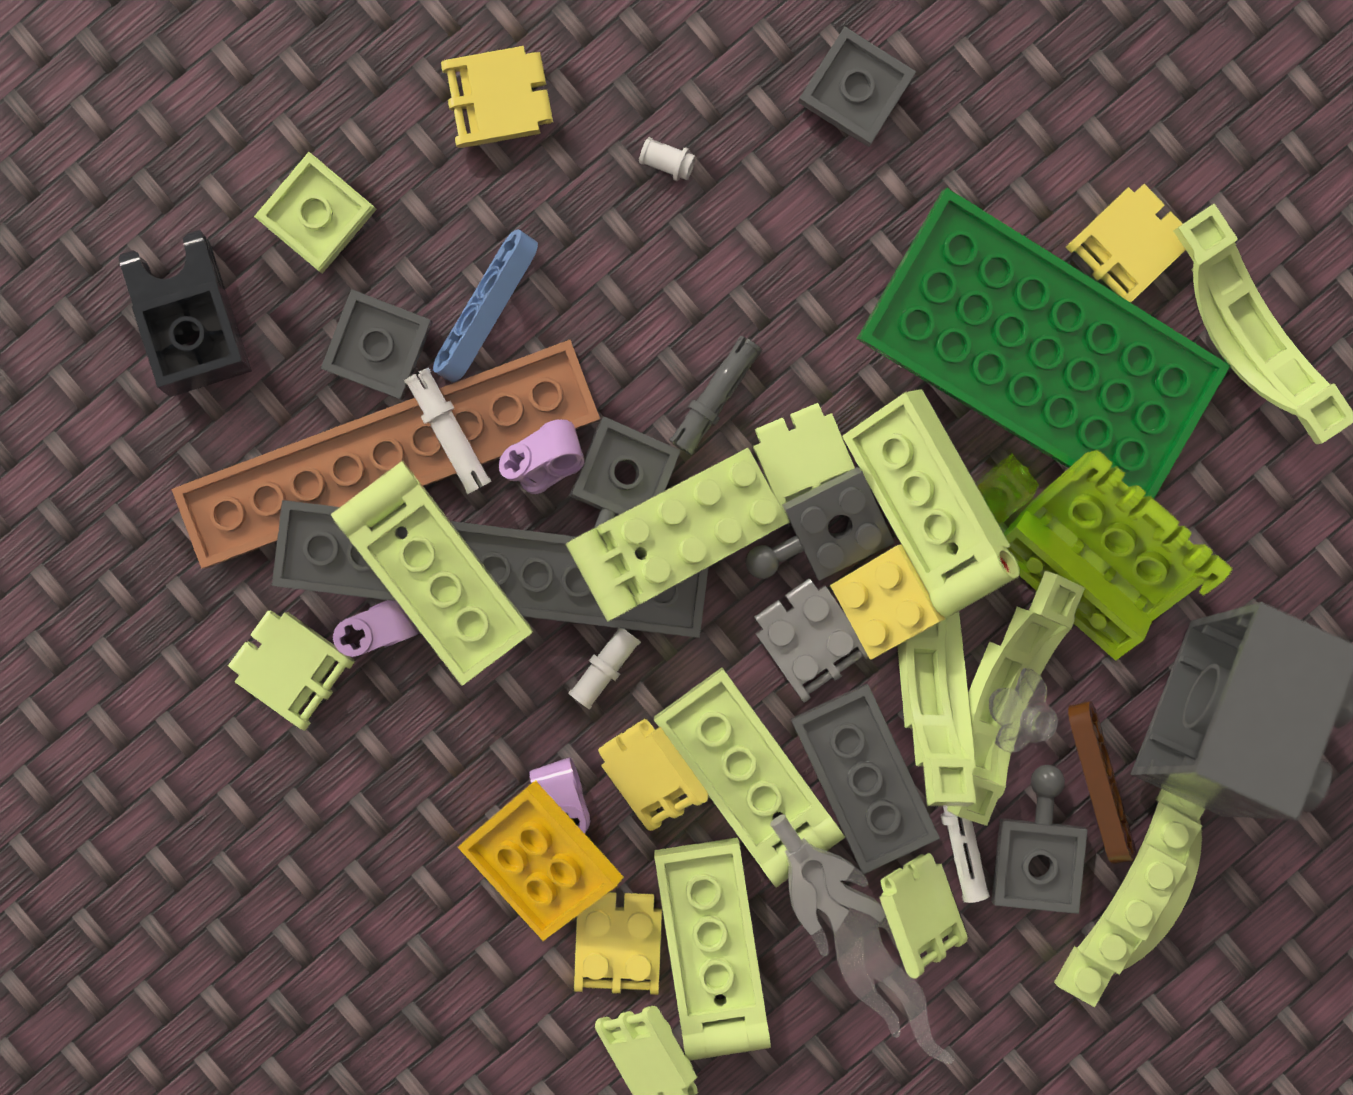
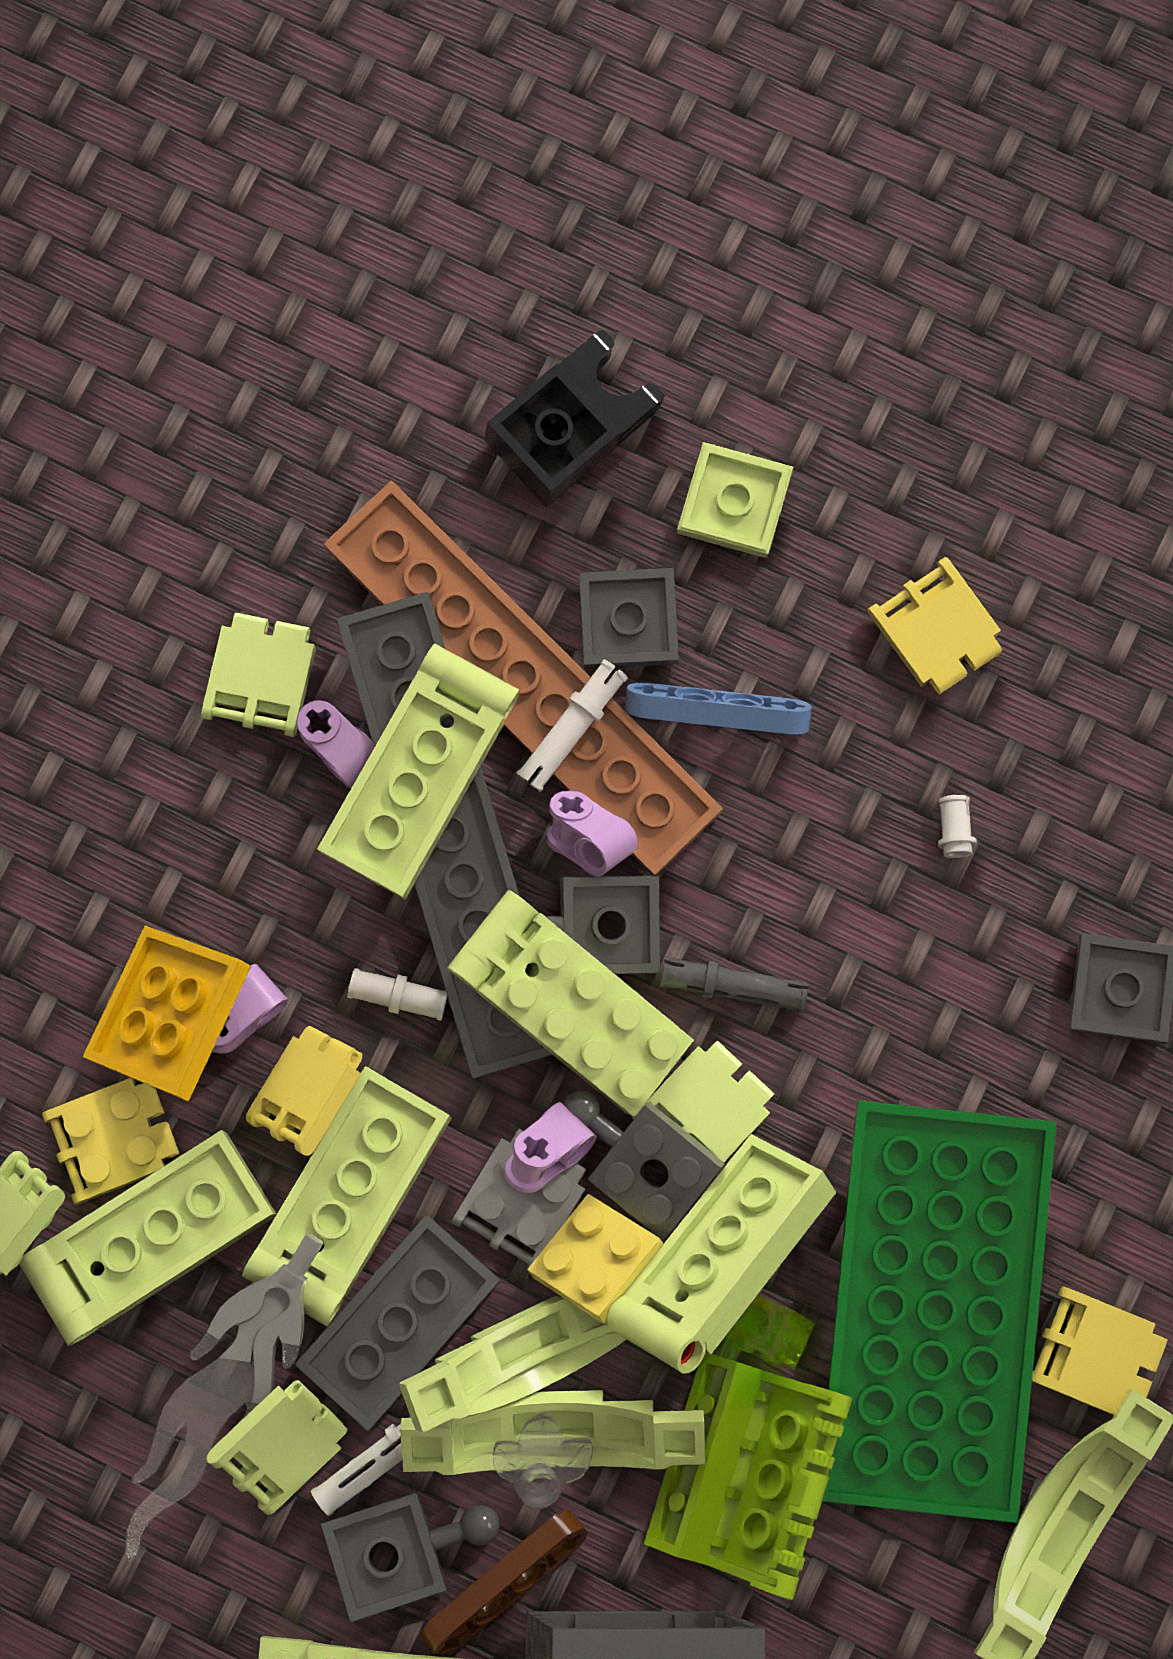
camera: 75 degrees right, 10 degrees down
(784, 599) = (547, 1149): none -> lavender piece

